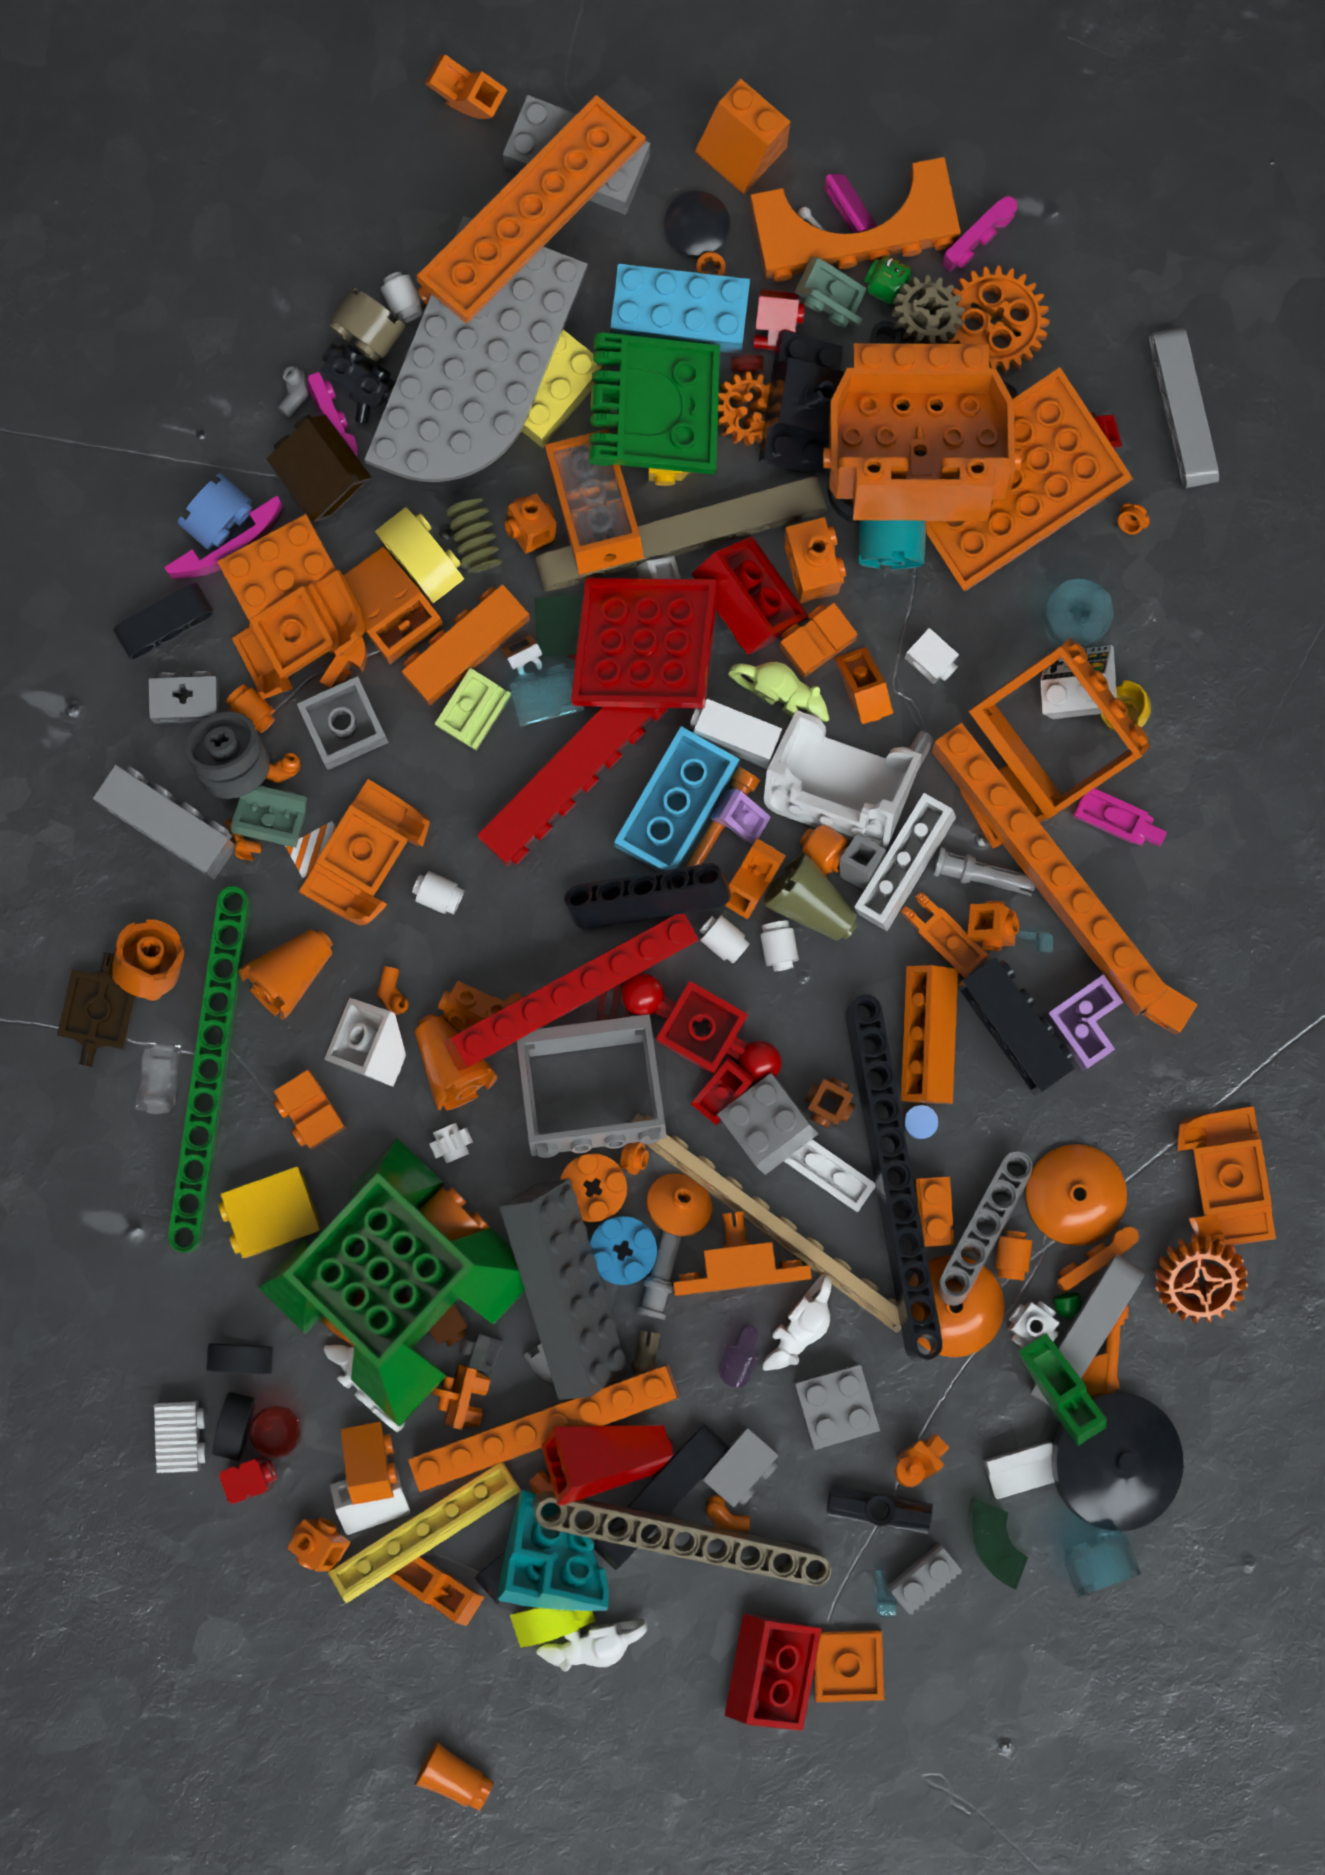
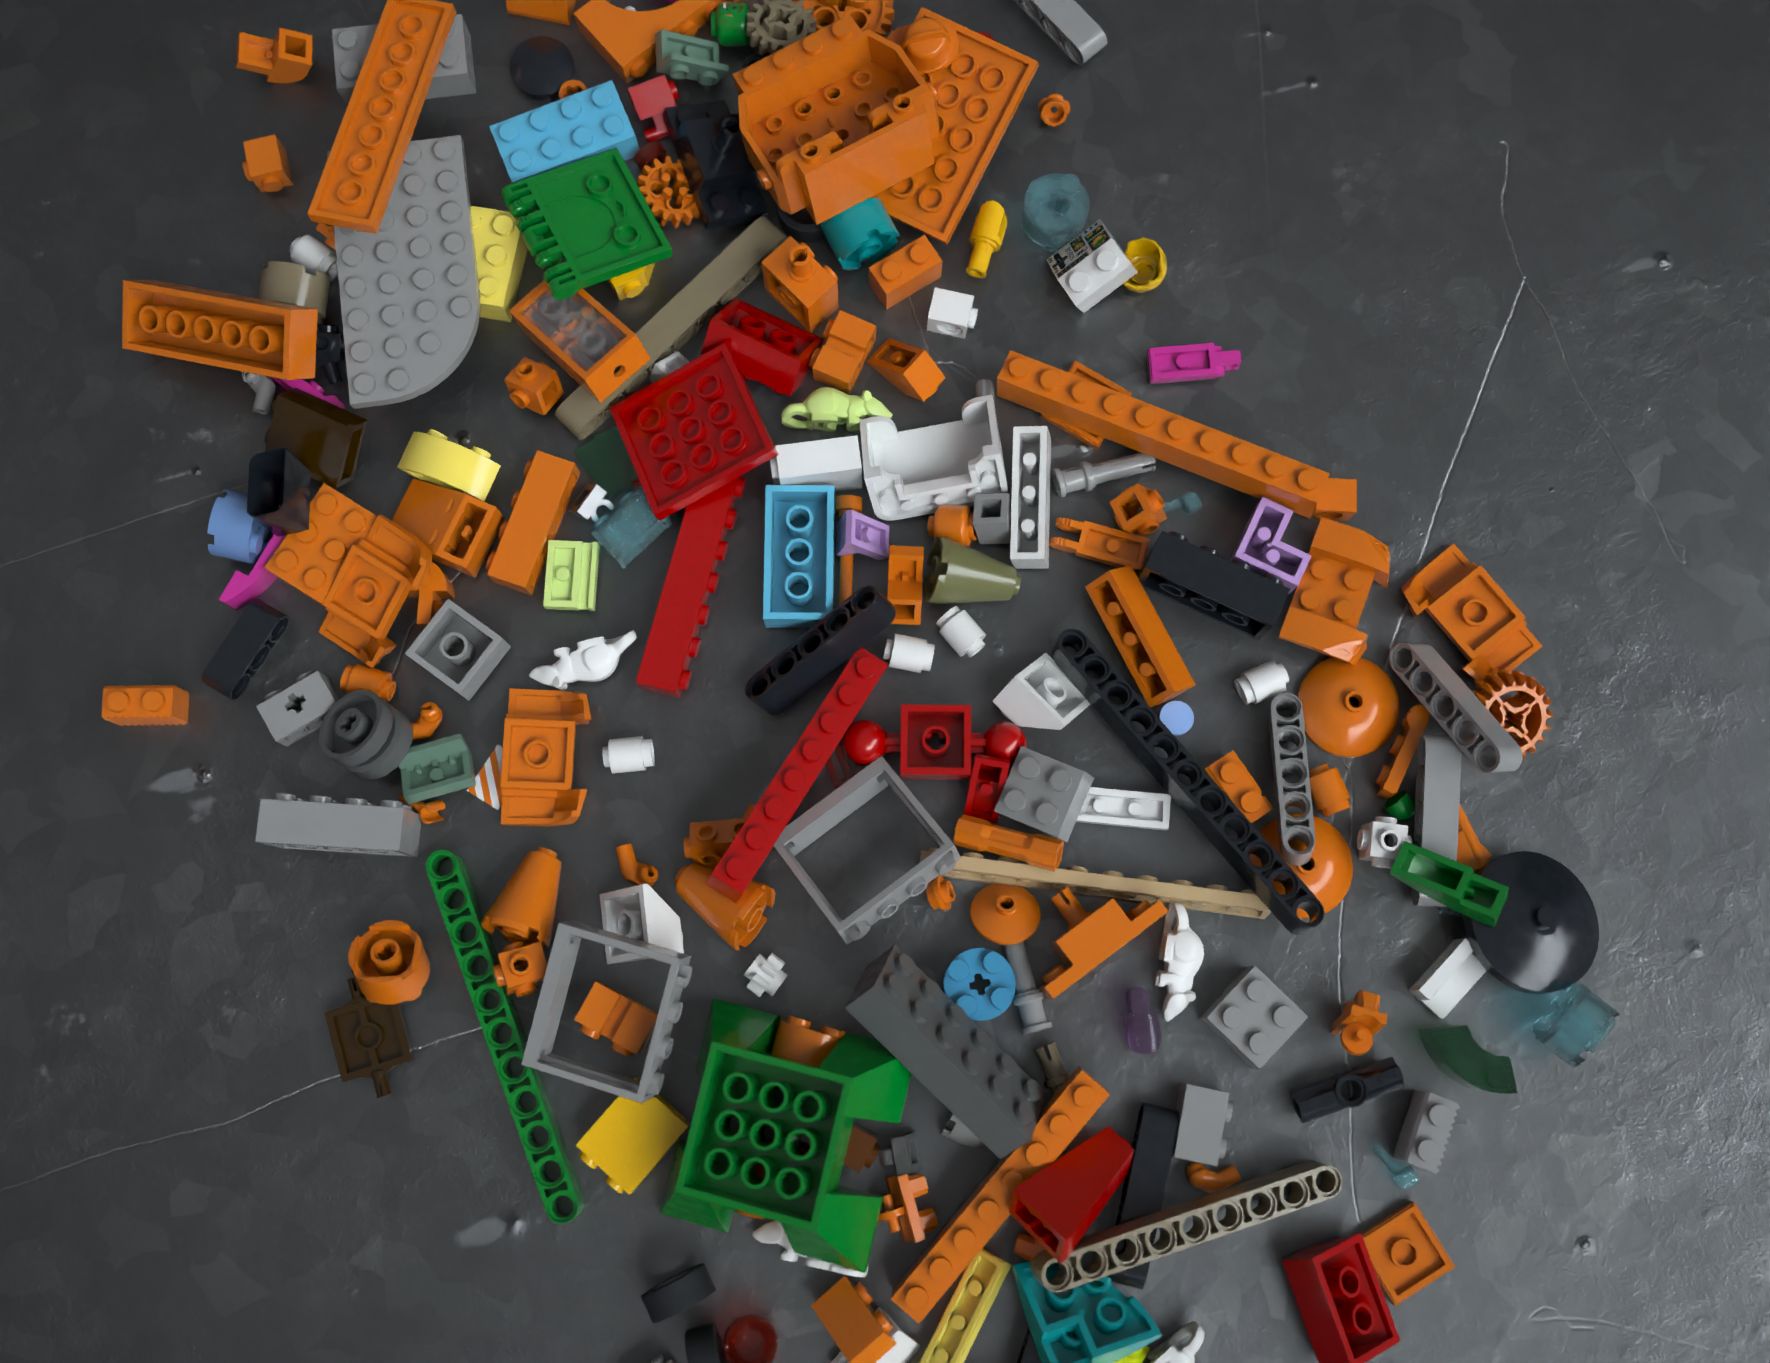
camera: 25 degrees left, 5 degrees down
(56, 624) = (145, 705): none -> orange brick
(159, 1077) = (461, 1067): clear brick -> none
(259, 488) = (277, 480): none -> black piece
(261, 1069) = (551, 1002): none -> light grey window
(264, 1020) = (518, 955): none -> orange brick
(287, 329) = (219, 329): none -> orange brick
(405, 186) = (267, 164): none -> orange brick
(449, 795) = (590, 662): none -> white animal
(472, 536) = (488, 426): olive piece -> none
(612, 1182) = (934, 928): orange brick -> none
(732, 1164) = (1033, 849): none -> orange axle
(815, 1040) = (1041, 697): none -> white slope
(839, 1093) = (1095, 736): dark orange brick -> none
(912, 597) = (905, 272): none -> orange brick
(1003, 604) = (986, 237): none -> yellow arm
(1012, 1133) = (1262, 682): none -> white brick
(1021, 759) = (1078, 356): orange window -> none
(1041, 404) = (928, 44): none -> orange piece
(1122, 1091) = (1335, 591): none -> orange piece
(1157, 1246) = (1455, 708): none -> light grey beam

